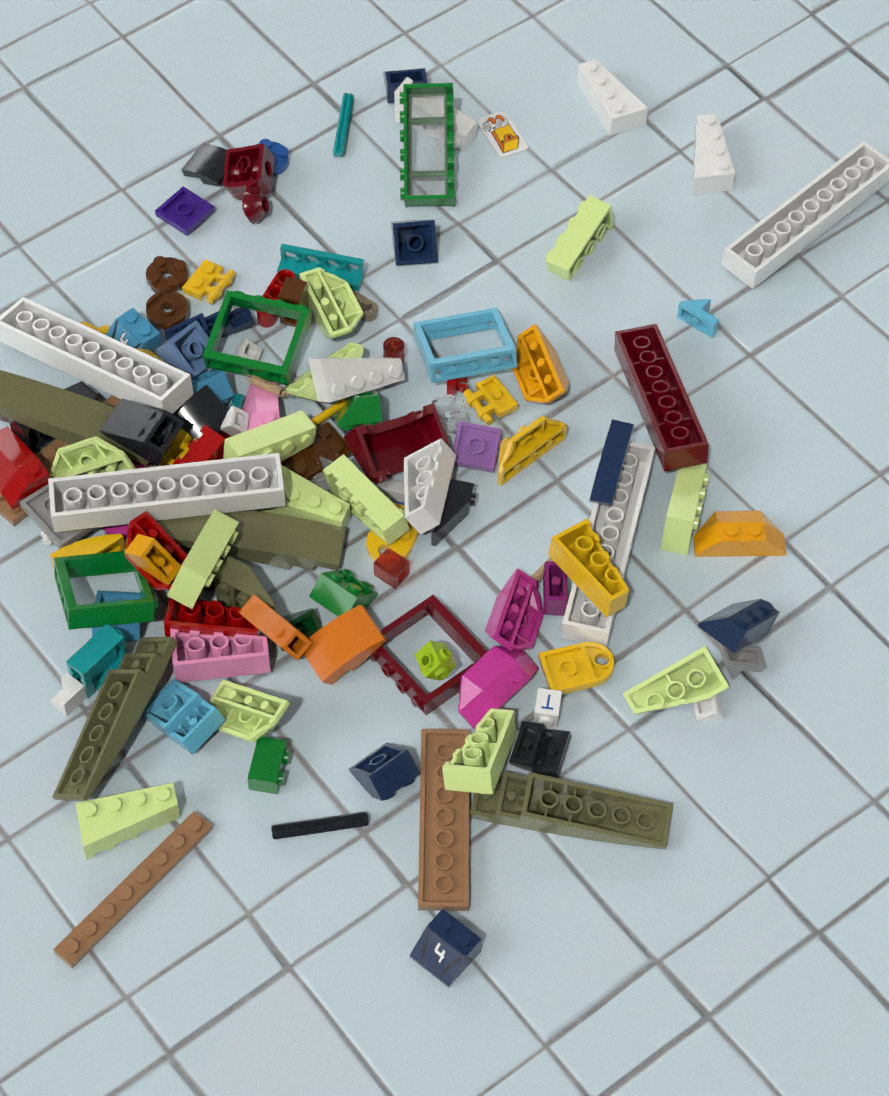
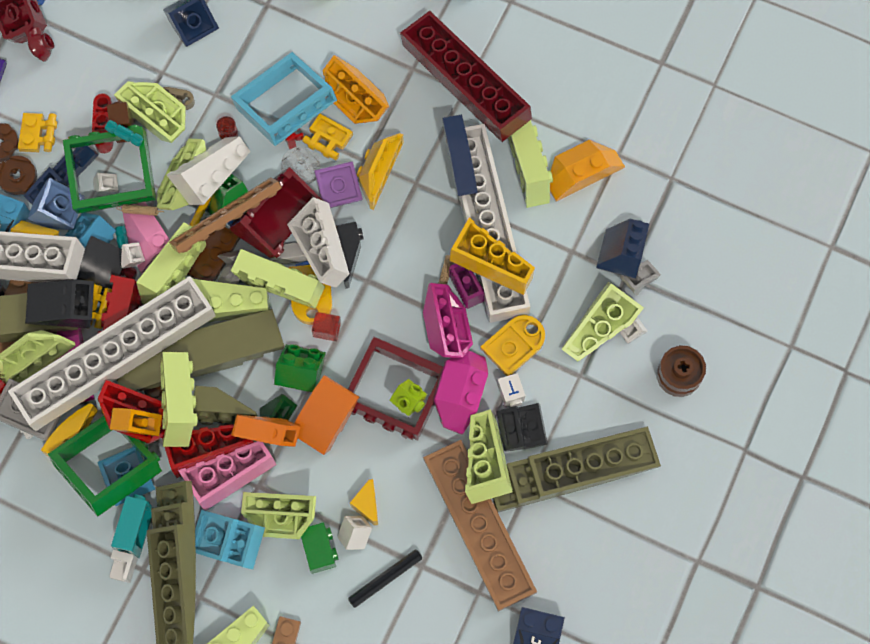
camera: 25 degrees left, 15 degrees up
(288, 306) = (124, 133): none -> teal axle
(302, 263) = (110, 83): teal fence -> none
(312, 768) = (354, 532): none -> white panel
(336, 419) = (230, 212): none -> medium nougat plate
(340, 744) = (365, 502): none -> yellow slope
(385, 771) = (412, 507): dark blue slope -> none
(737, 766) = (681, 371): none -> reddish brown wheel

